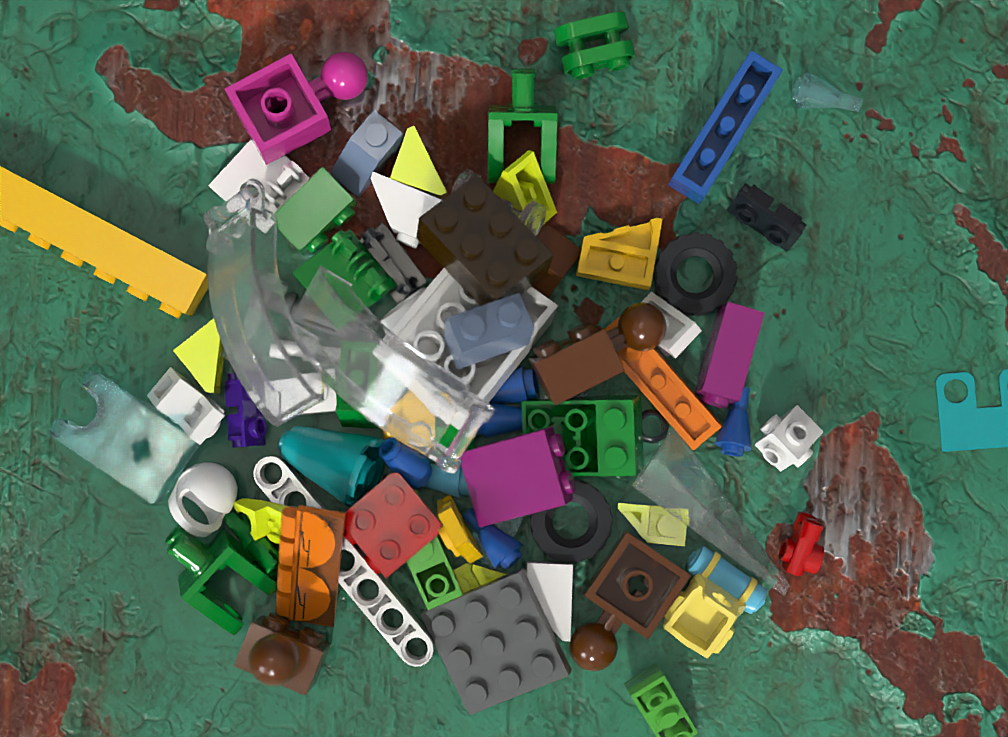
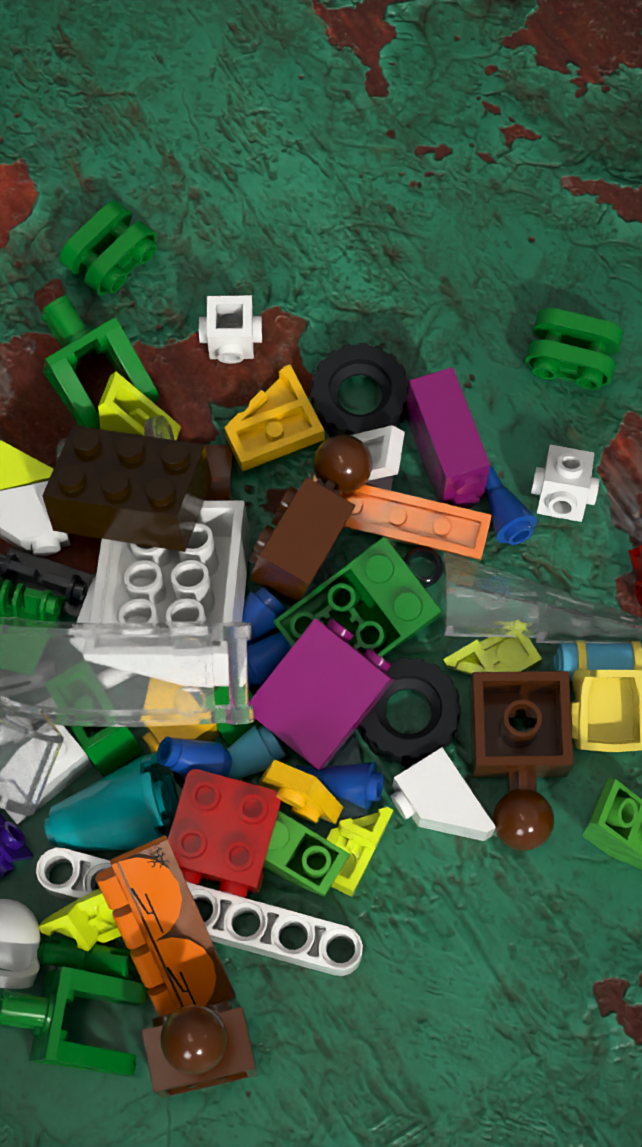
camera: 35 degrees left, 15 degrees down
(488, 331) = (189, 557): sand blue brick -> none
(496, 642) = (419, 884): dark grey plate -> none
(642, 154) = (230, 328): none -> white brick
(725, 127) = (290, 241): blue brick -> none
(779, 227) = (398, 302): black hinge -> none
(816, 93) = (354, 161): clear light blue cone -> none
(846, 340) = (574, 348): none -> green brick

